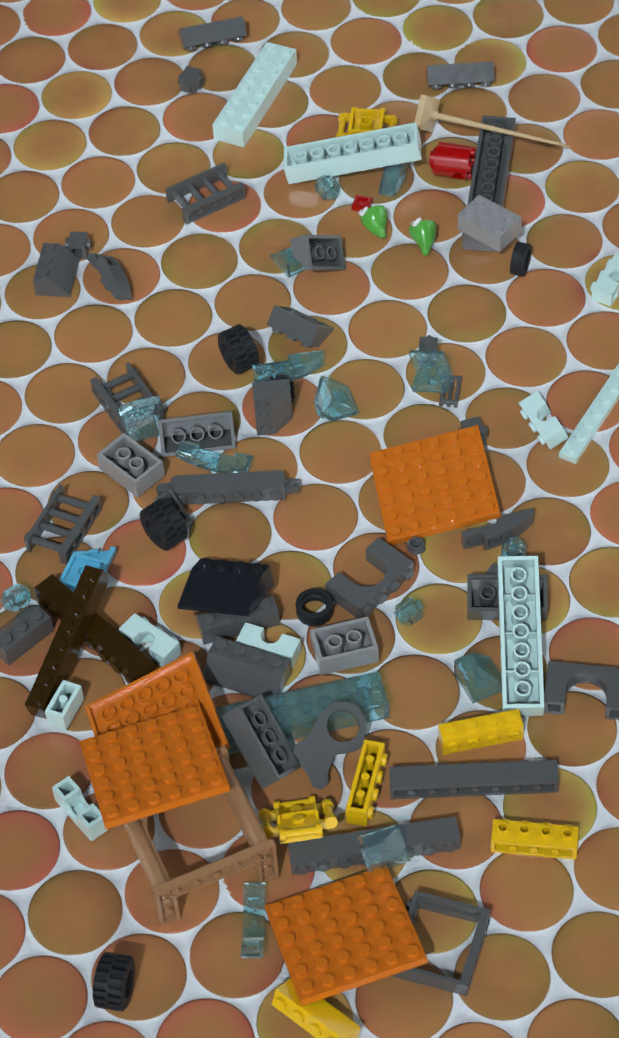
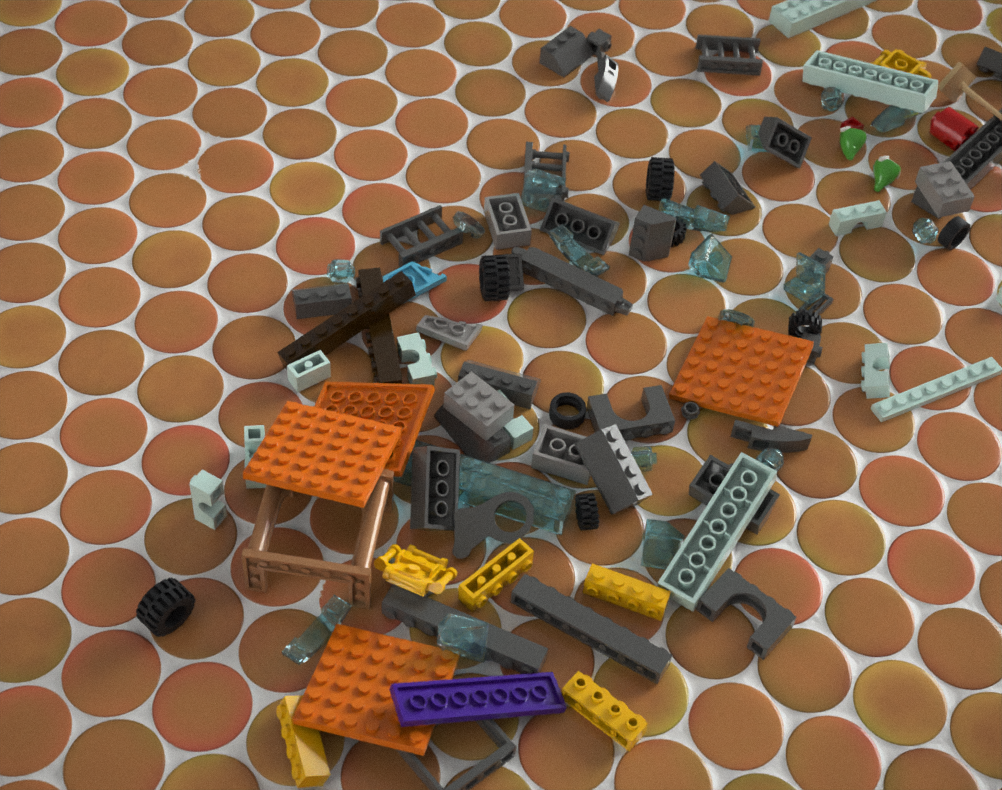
camera: 25 degrees right, 0 degrees up
(73, 869) = (205, 494): none -> light aqua arch
(98, 488) = (468, 224): none -> clear light blue tile
(157, 597) = (455, 334): none -> light grey wing
(226, 587) = (504, 352): black slope -> none
(245, 646) = (478, 405): none -> light grey brick
(396, 440) = (736, 317): none -> clear light blue tile
(397, 634) = (613, 469): none -> dark grey slope
(399, 684) = (587, 511): none -> black tyre
(433, 891) = (476, 698): none -> dark purple plate
(437, 281) = (844, 219): none -> light aqua arch
(456, 412) = (804, 318): none -> black tyre
(494, 269) = (925, 230): none -> clear light blue head

